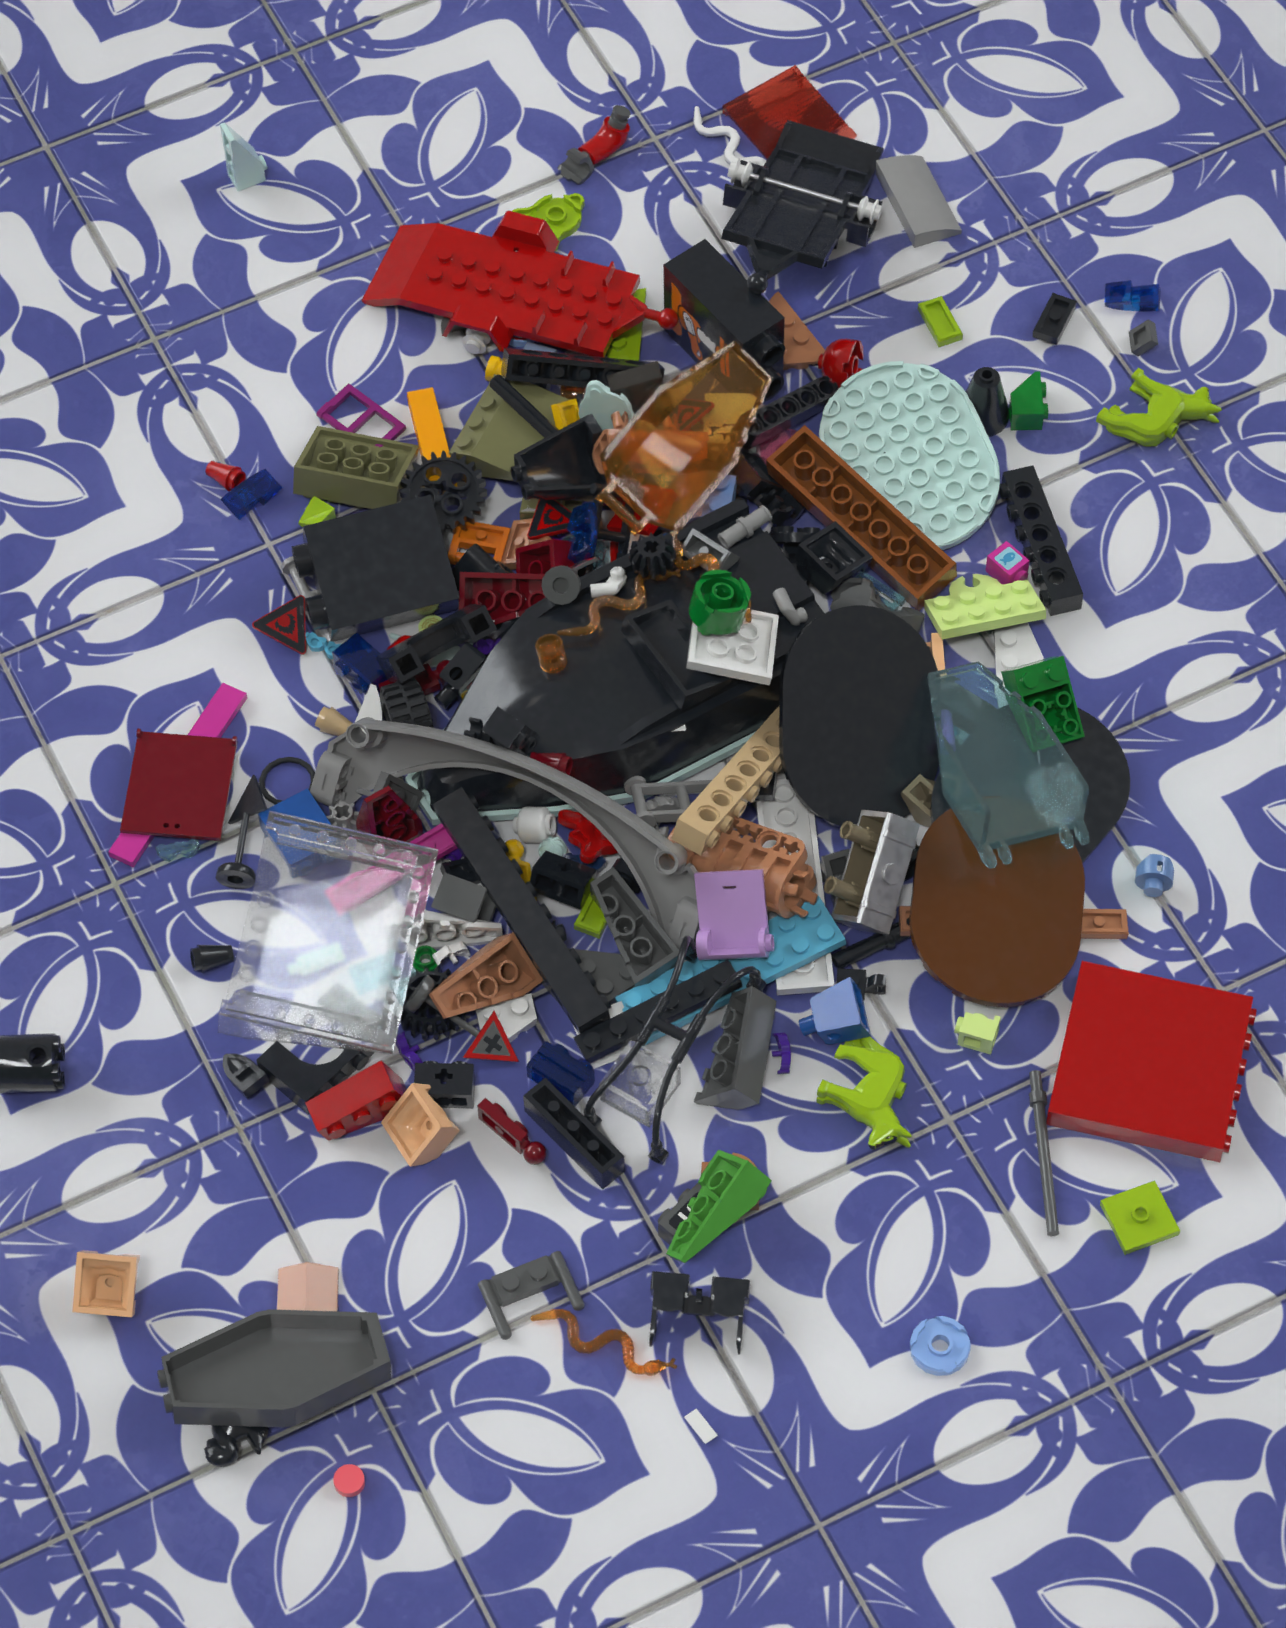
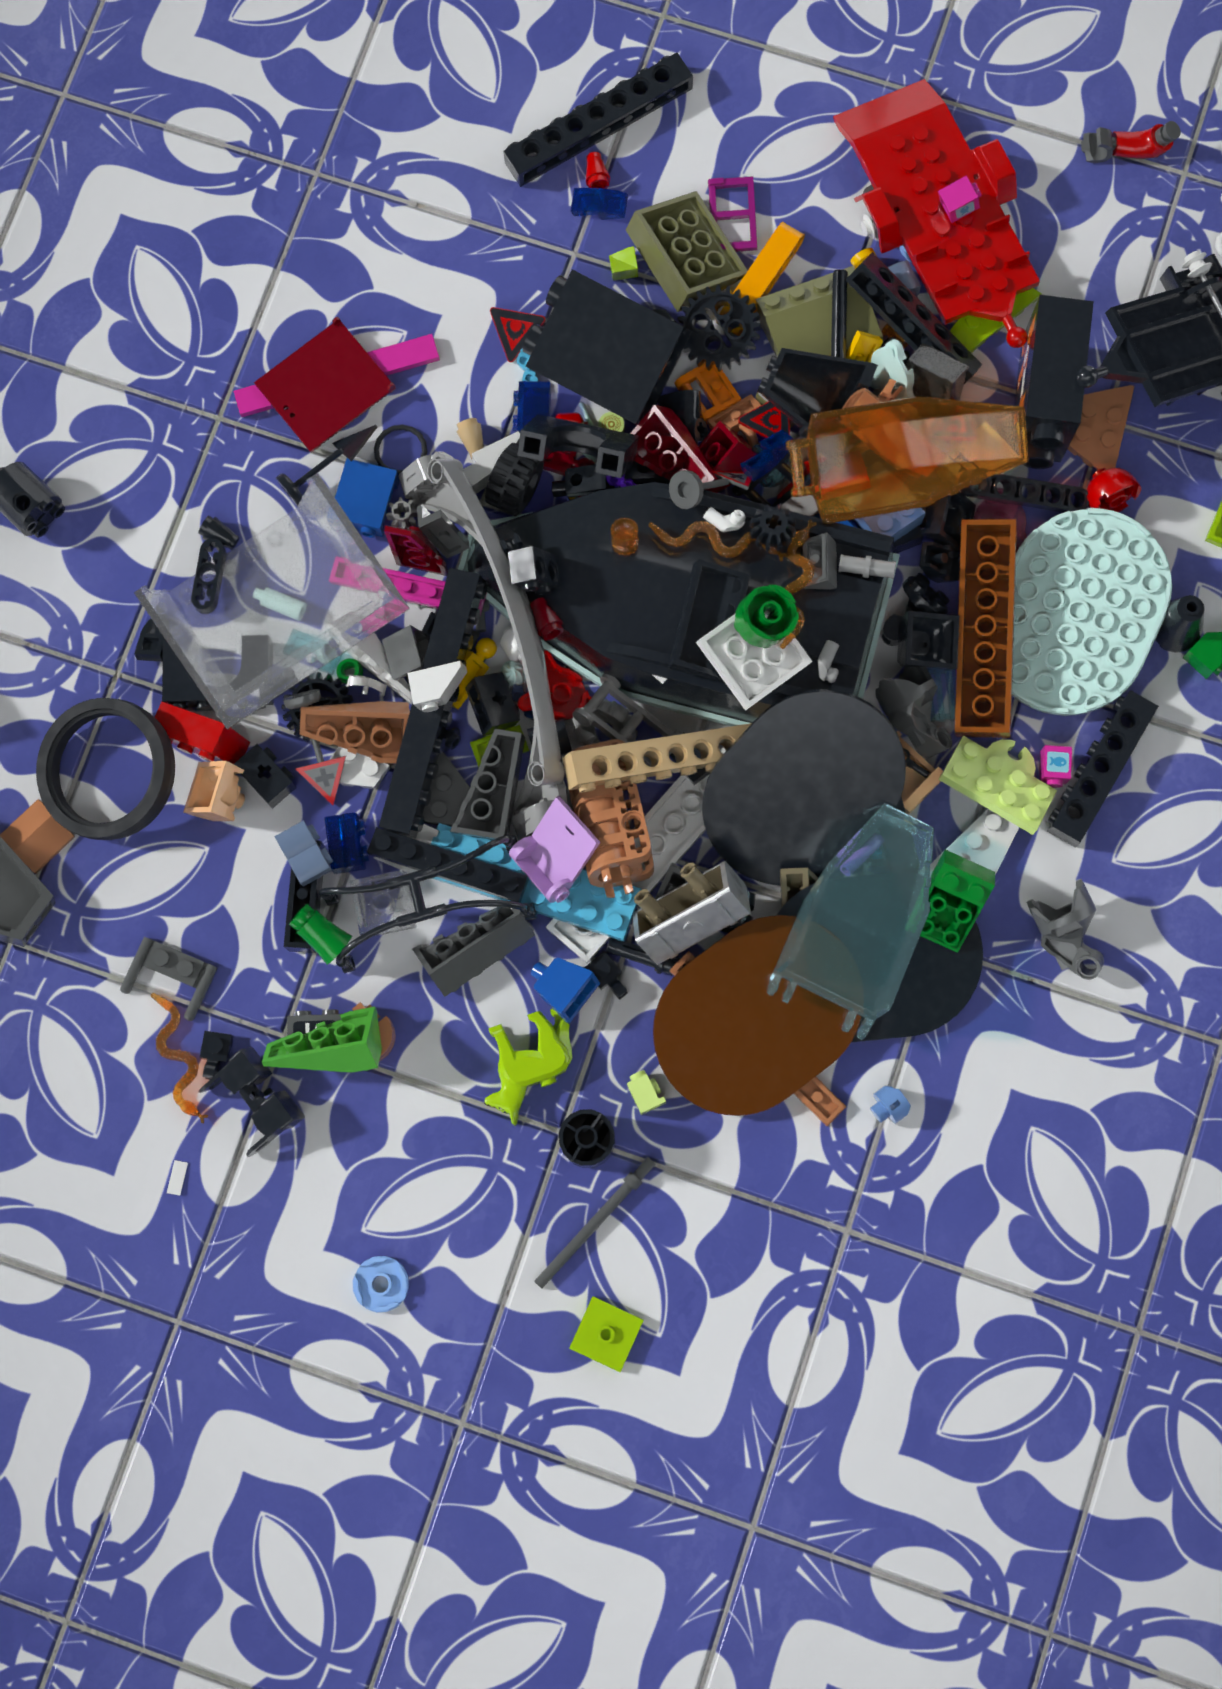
camera: 50 degrees right, 20 degrees up
(170, 851) = (275, 429): clear light blue piece -> none
(186, 441) = (657, 94): none -> black brick
(238, 975) = (213, 587): none -> black beam
(272, 1137) = (49, 765): none -> black tyre
(407, 1053) = (269, 727): dark purple piece -> none
(511, 1132) = (272, 855): dark red plate -> none
(514, 886) = (435, 685): none -> white slope
(525, 266) = (960, 198): none -> dark pink brick
(545, 1091) = (303, 852): none -> sand blue brick
(560, 213) = (1039, 172): lime tile -> none
(622, 1133) = (320, 933): none -> green plant
(628, 1308) = (215, 1049): none -> black plate
(784, 1051) = (503, 976): dark purple piece -> none
(975, 1091) = (587, 1138): none -> black cylinder
(1138, 656) = (1065, 929): none -> dark grey piece
(1152, 1061) = (737, 1235): red brick -> none

